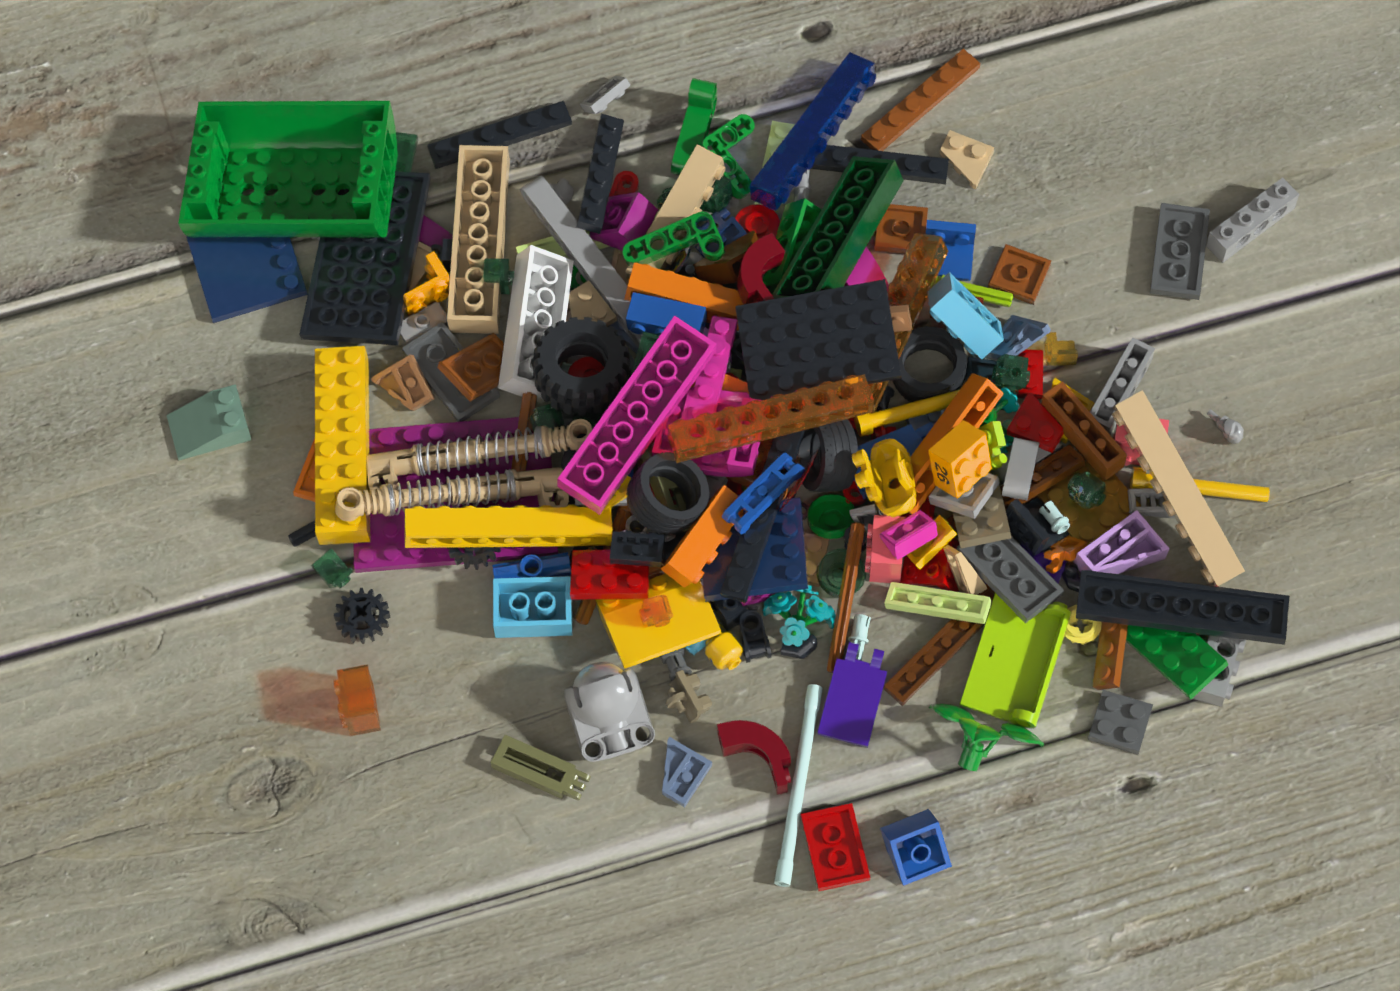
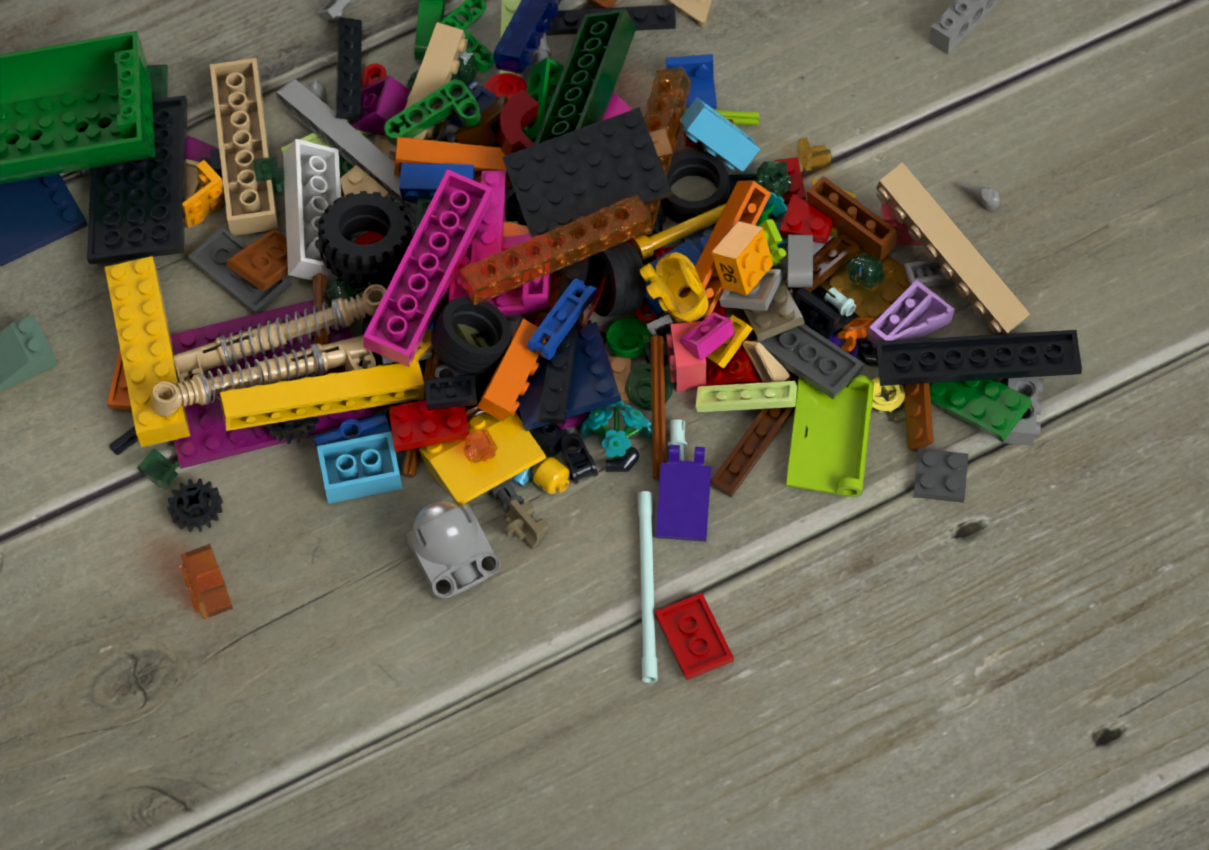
camera: 10 degrees left, 5 degrees down
(406, 383) = (197, 287): medium nougat wing -> none
(422, 322) = (203, 230): light grey plate -> none
(502, 132) = (256, 47): black plate -> none
(531, 766) = (386, 613): olive hinge -> none
(683, 772) = (534, 593): sand blue wing -> none
(754, 738) = (601, 551): dark red arch -> none
(899, 227) = (640, 71): dark orange plate -> none
(916, 846) = (771, 621): blue slope -> none
(976, 732) = (808, 524): green plant -> none
(1019, 273) = (761, 94): dark orange tile -> none
(1019, 335) = (773, 147): sand blue wing -> none
(1122, 382) = (880, 163): light grey brick -> none
(1140, 479) = (994, 251): yellow piece -> none
(1180, 251) = (906, 49): dark grey plate -> none

